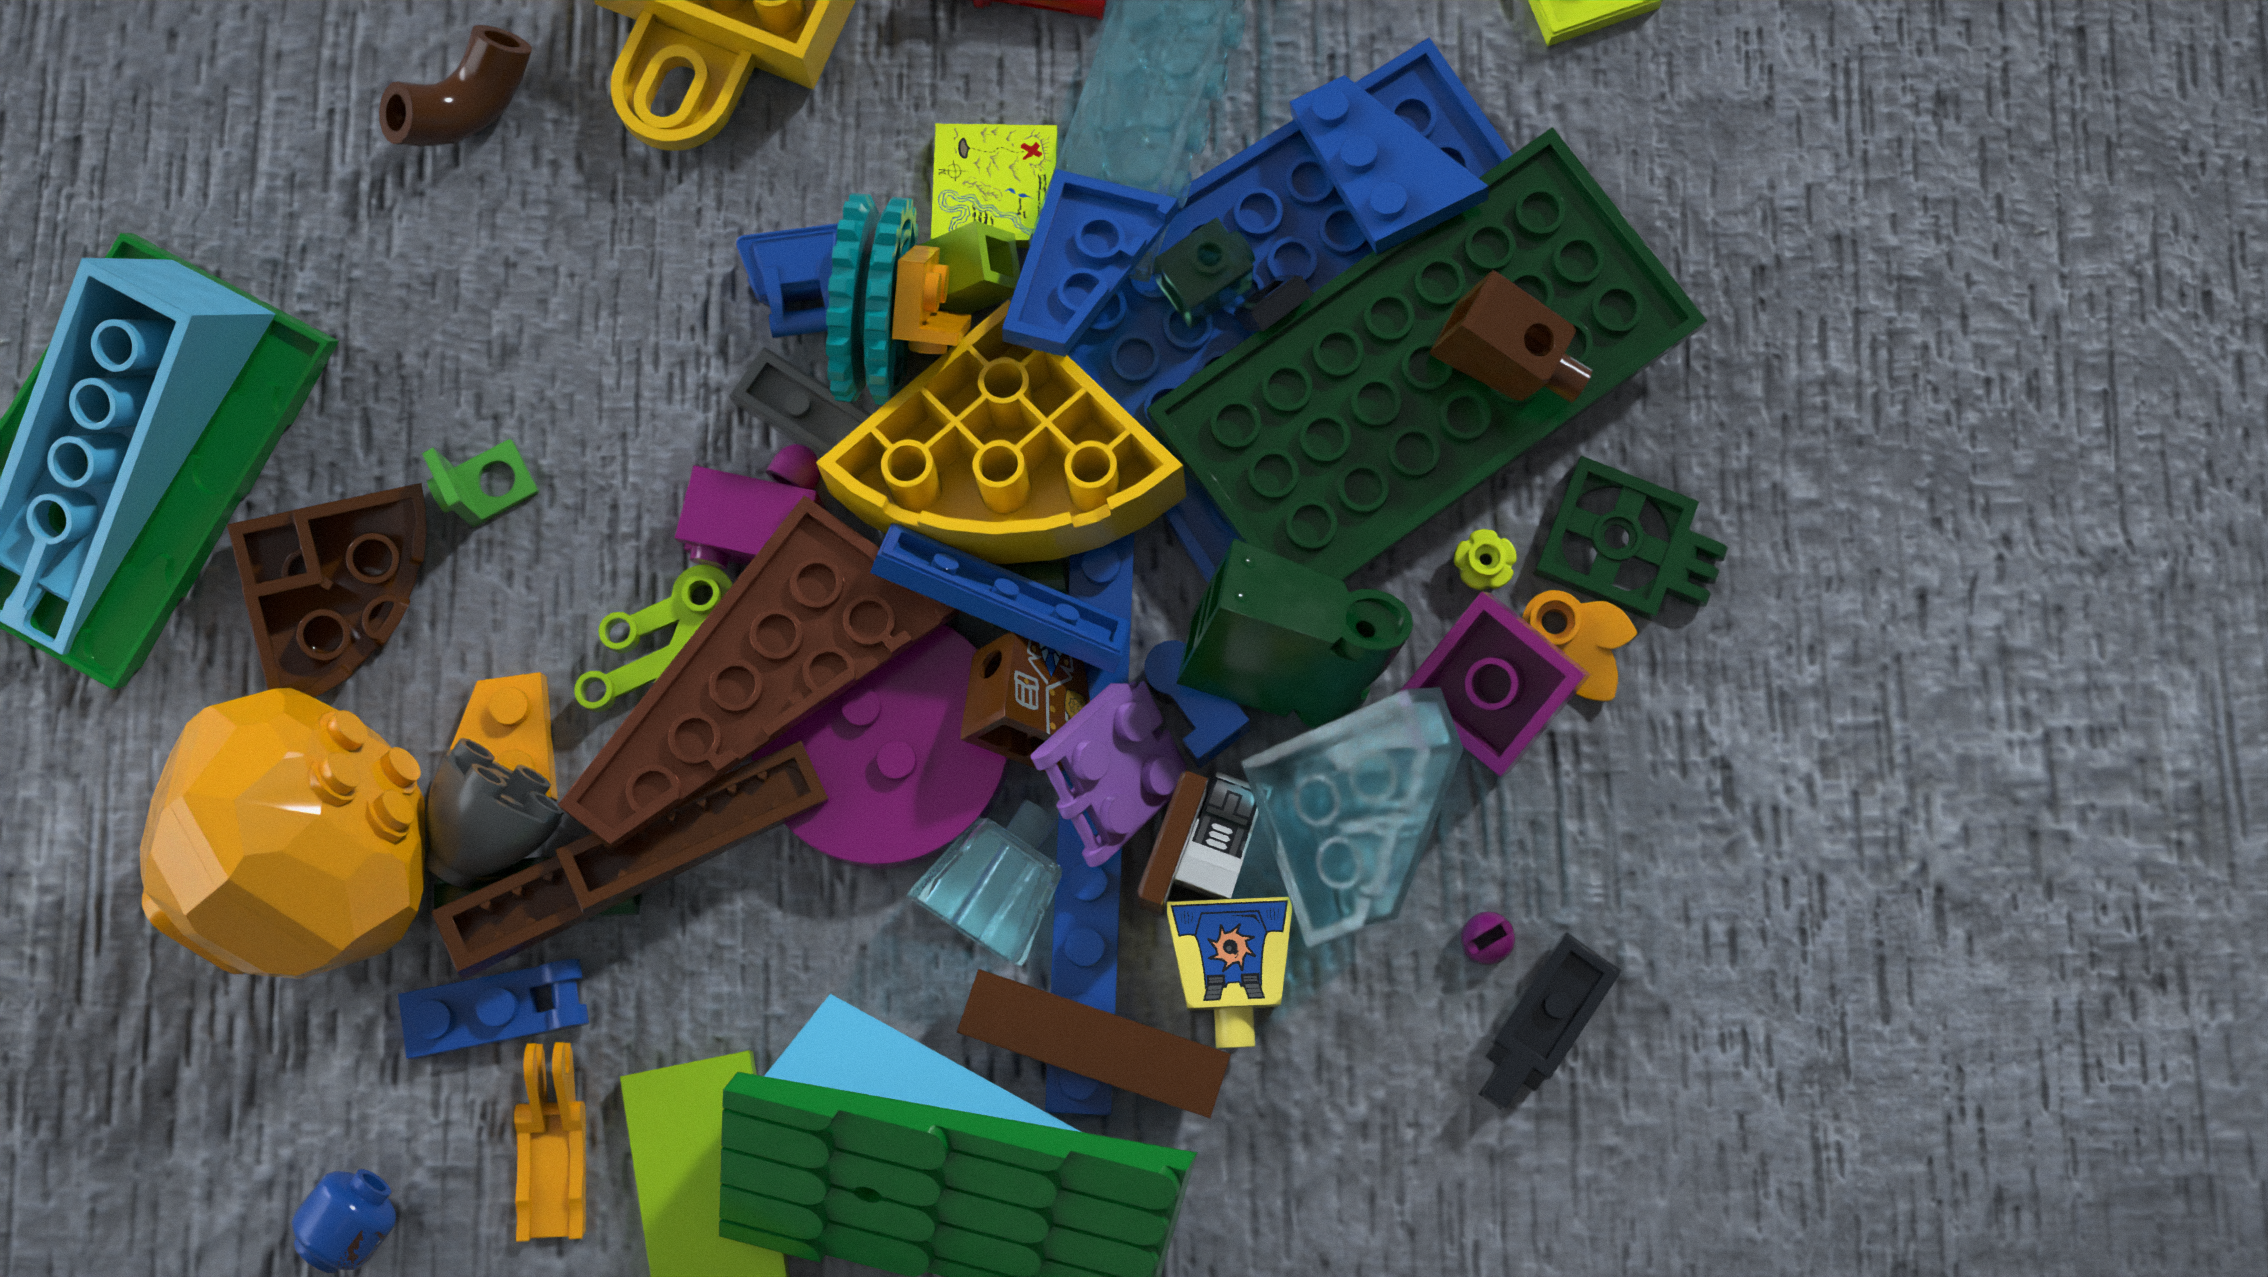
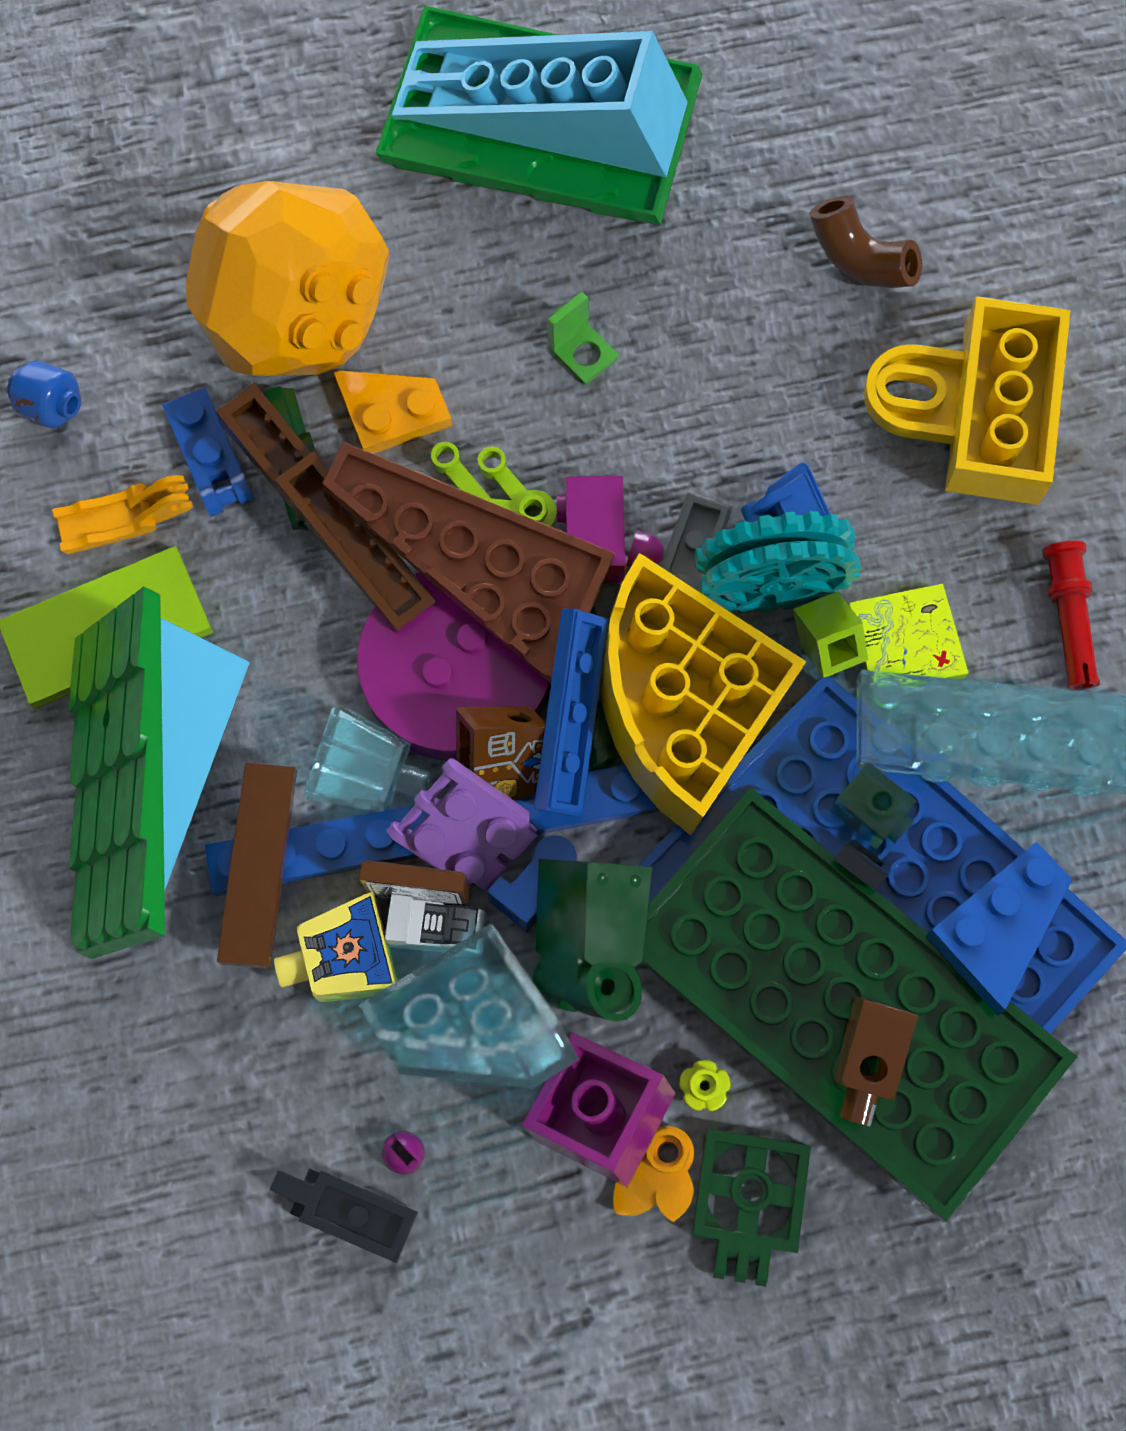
camera: 75 degrees right, 5 degrees down
(329, 583) = (479, 263): reddish brown brick -> none
(485, 815) = (334, 401): dark grey piece -> none
(919, 290) = (781, 593): light orange bracket -> none
(1080, 257) = (852, 703): blue wing -> none

